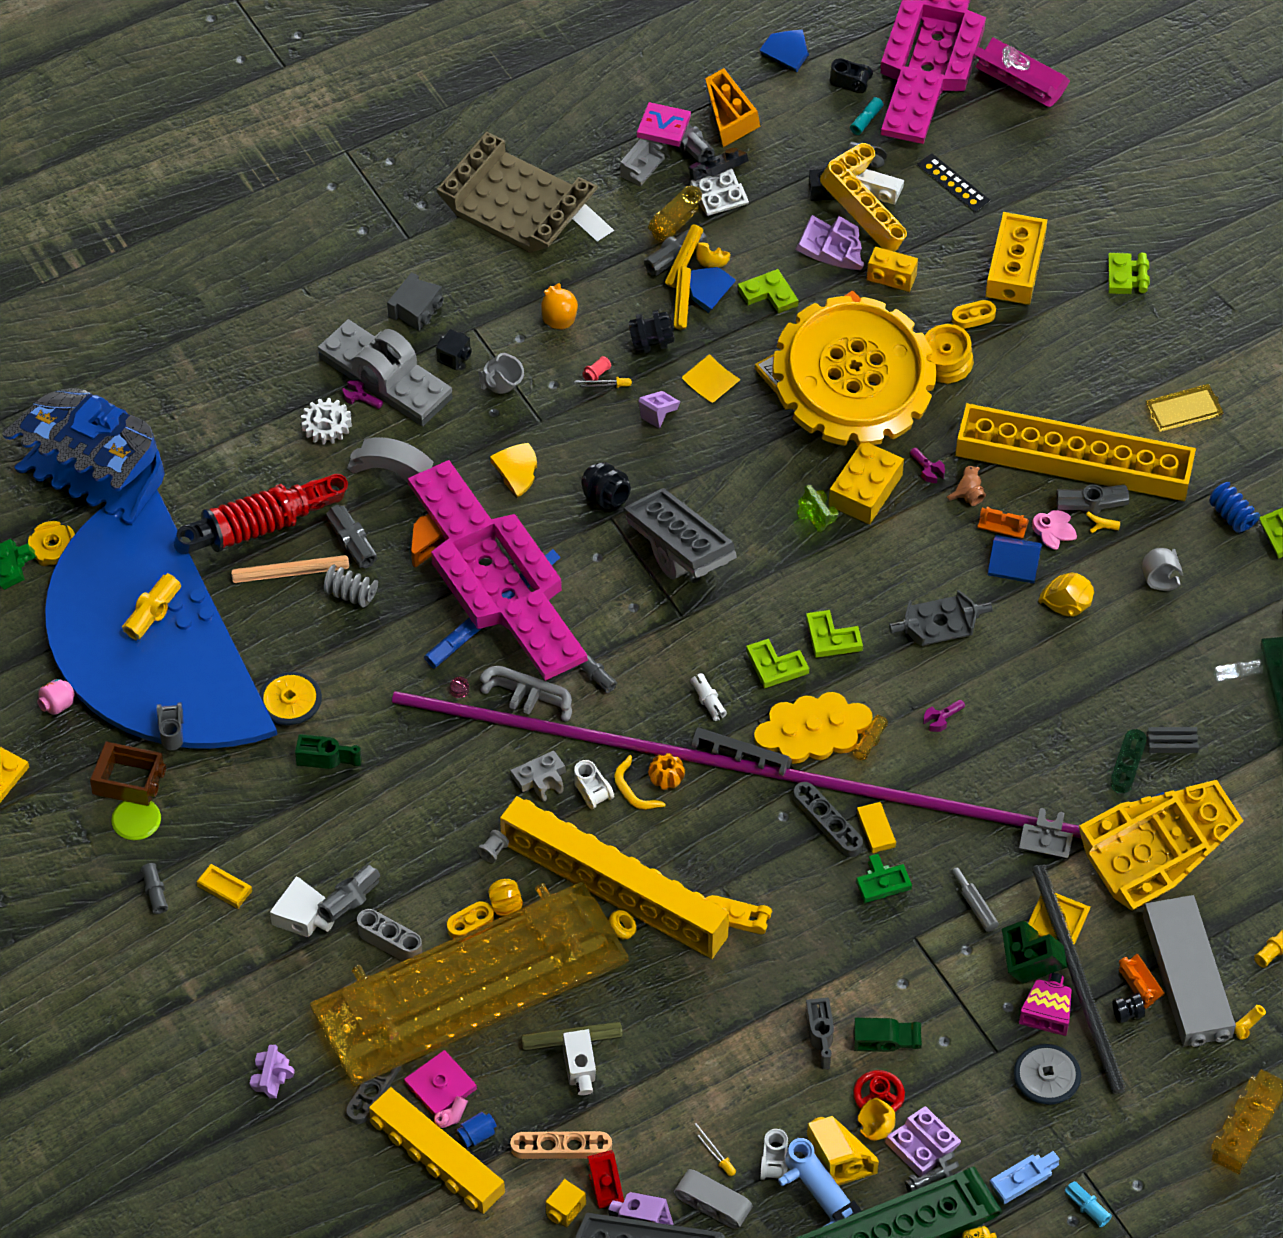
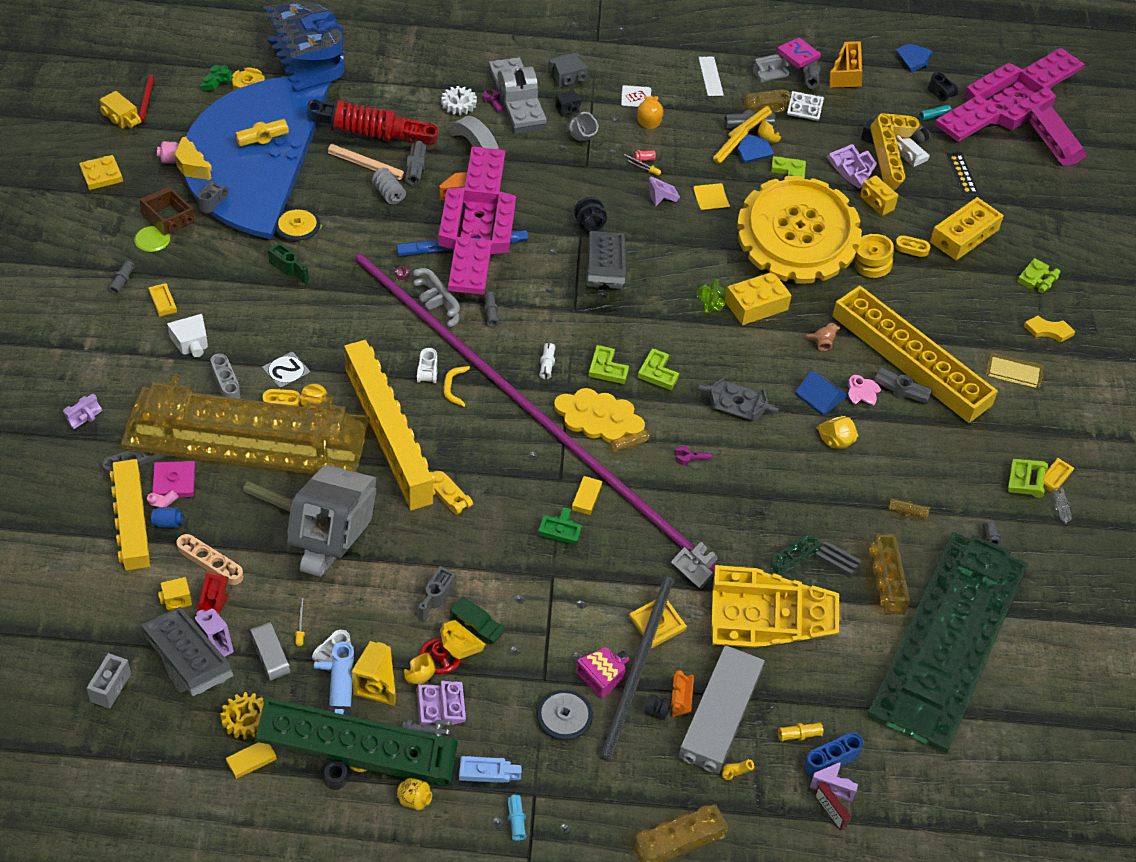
camera: 30 degrees right, 5 degrees down
(104, 694) = (191, 161): none -> yellow slope
(349, 893) = (223, 341): dark grey piece -> none
(437, 882) = (286, 369): none -> sticker
(493, 846) = (335, 366): light grey bush -> none
(512, 196) = (674, 44): dark tan slope -> none
(516, 467) = (548, 179): yellow brick -> none
(517, 291) = (634, 95): none -> white sticker
(541, 774) = (403, 345): light grey plate -> none
(579, 1060) = (265, 514): white torso -> none
(628, 921) = (377, 454): yellow piece -> none
(651, 331) = (696, 151): black piece -> none
(664, 1016) = (330, 516): none -> piece
(666, 771) = (480, 385): light orange piece -> none
(718, 164) = (815, 90): black hinge -> none
(742, 748) = (539, 399): dark grey hinge -> none
(830, 817) = (562, 472): dark grey beam -> none
(889, 1065) = (459, 640): none -> yellow plate
(928, 466) = (808, 313): magenta bar -> none
(976, 902) = (612, 578): light grey axle -> none
(1002, 523) = (830, 369): orange hinge -> none
(1010, 58) = (1055, 120): clear piece -> none
(1029, 955) = (616, 628): dark green brick -> none
(1102, 523) = (898, 404): yellow bar -> none
(1158, 567) = (914, 450): light grey helmet -> none
(1174, 337) = (1057, 330): none -> yellow tile
(1200, 638) = (909, 508): none -> clear yellow pin
(1232, 508) = (999, 443): blue piece -> none
(1238, 670) = (920, 542): clear axle -> none
(1238, 725) = (890, 574): none -> clear yellow brick

